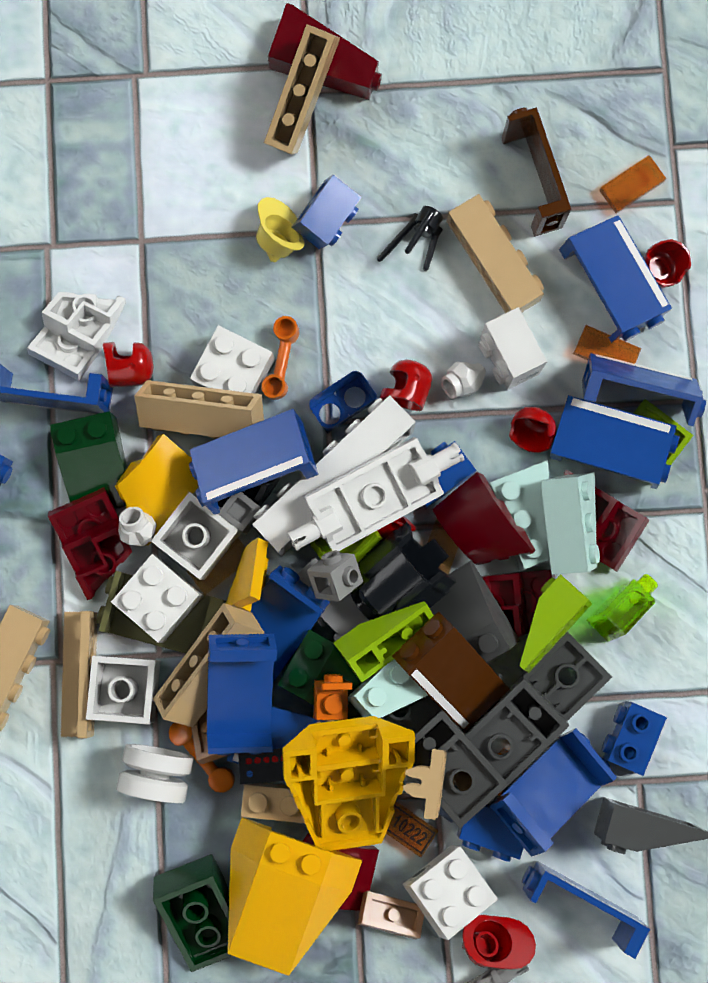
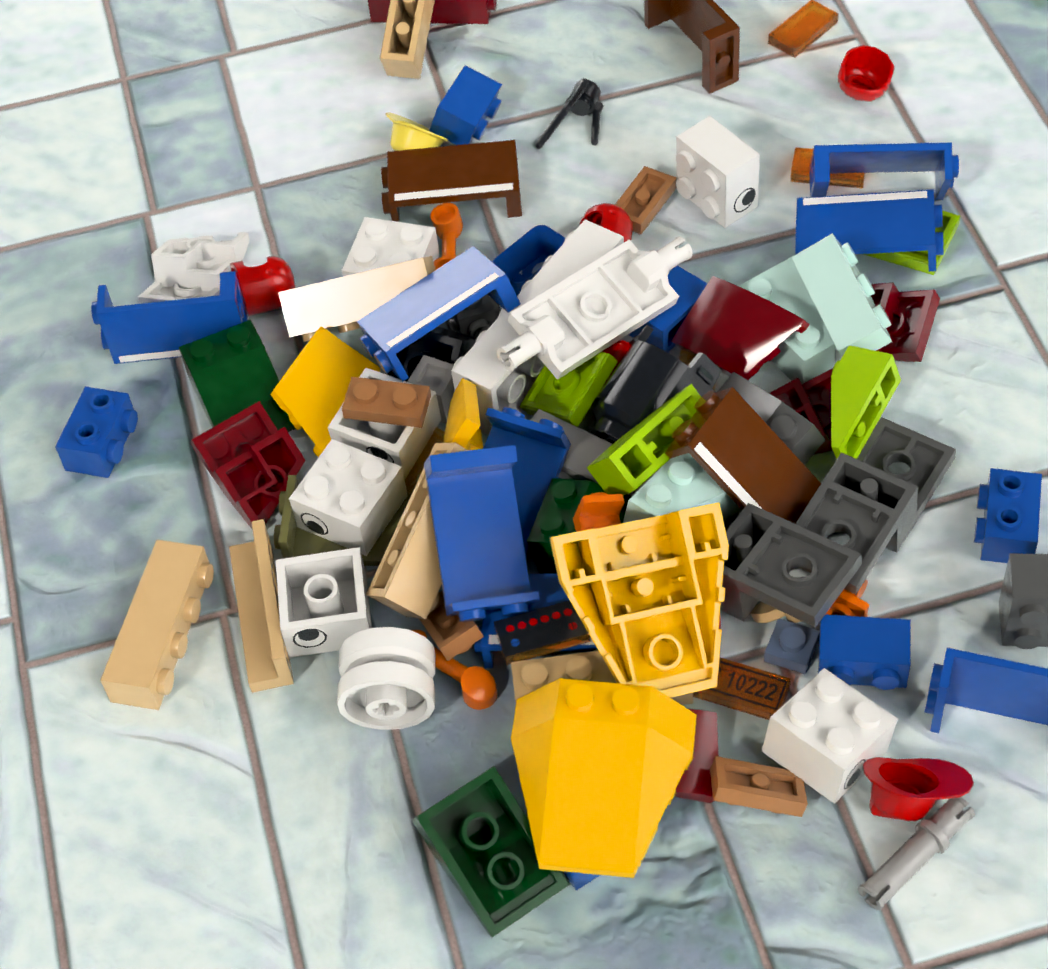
camera: 10 degrees left, 30 degrees down
(136, 527) = (307, 420): white rock -> none
(198, 534) = (386, 402): none -> medium nougat plate
(298, 289) = (452, 176): none -> reddish brown panel
(335, 576) = (568, 389): light grey brick -> none
(432, 783) = (754, 533): tan piece -> none
(448, 349) = (646, 197): none -> medium nougat plate
(463, 379) = (668, 218): white rock -> none
(494, 255) = (658, 100): tan brick -> none
(533, 429) = (766, 241): red hair -> none
(552, 791) = (928, 582): blue panel -> none
(619, 277) = (818, 87): blue panel -> none
(624, 608) = (945, 369): clear neon green torso -> none

